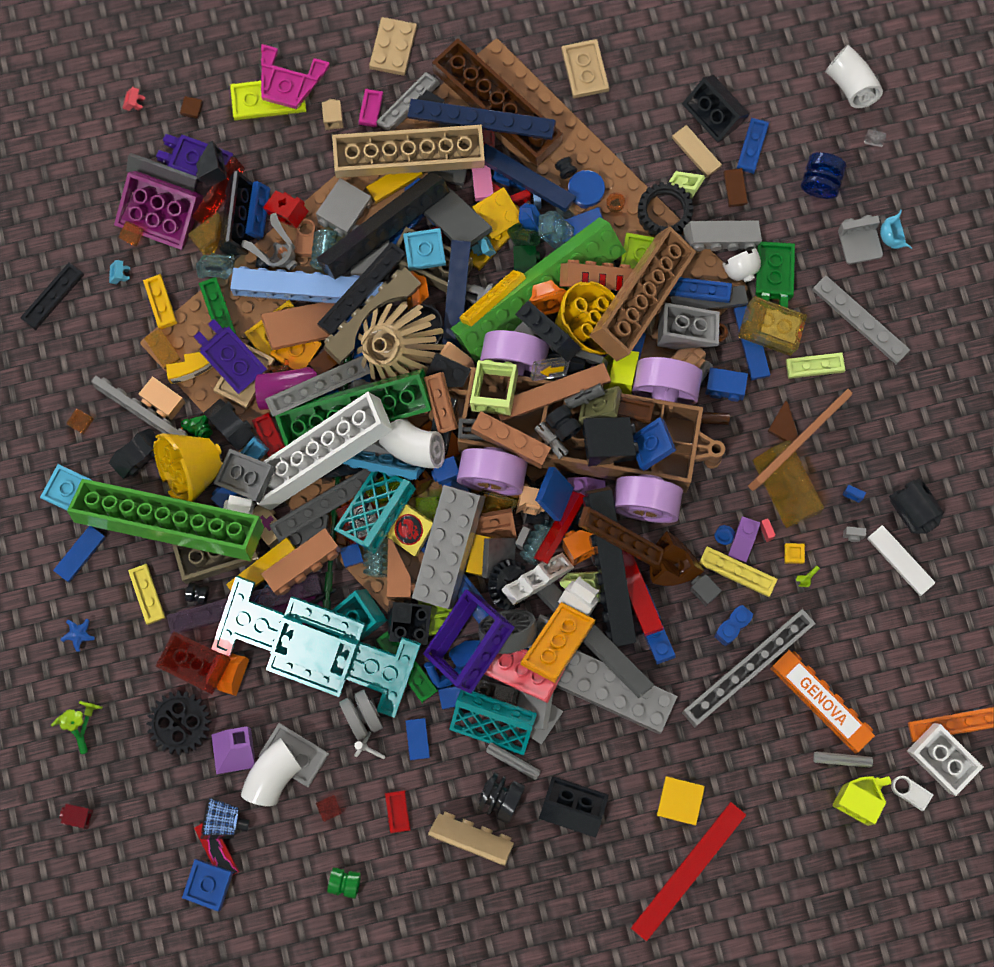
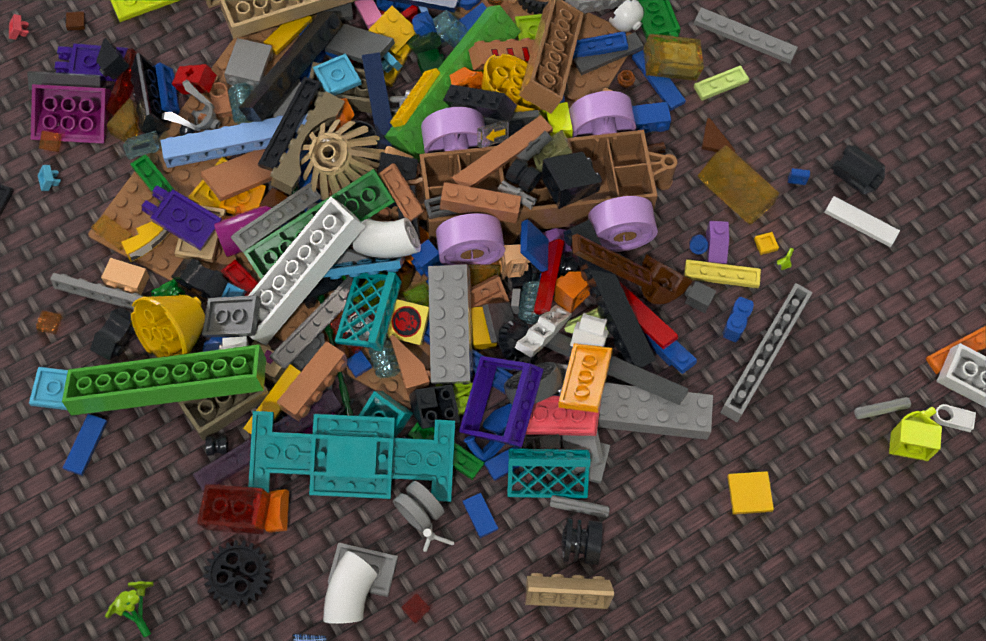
camera: 25 degrees left, 10 degrees down
(78, 634) = (106, 521): blue animal -> none
(146, 594) = (165, 462): light yellow tile -> none
(160, 301) = (97, 192): yellow tile -> none
(233, 750) = (301, 582): medium lavender slope -> none
(397, 812) = (484, 590): red tile -> none
(493, 405) = (457, 175): yellowish green window -> none
(574, 806) = (653, 530): black slope -> none
(635, 409) = (590, 146): reddish brown tile -> none
(653, 444) = (613, 171): blue plate -> none
(687, 327) = (598, 75): light grey slope -> none
(688, 871) = (782, 557): red tile -> none
(767, 530) = (736, 230): coral tile -> none
(773, 466) = (736, 141): nougat tile -> none
(822, 701) = (844, 362): orange brick -> none
(854, 534) = (812, 209): light grey plate -> none

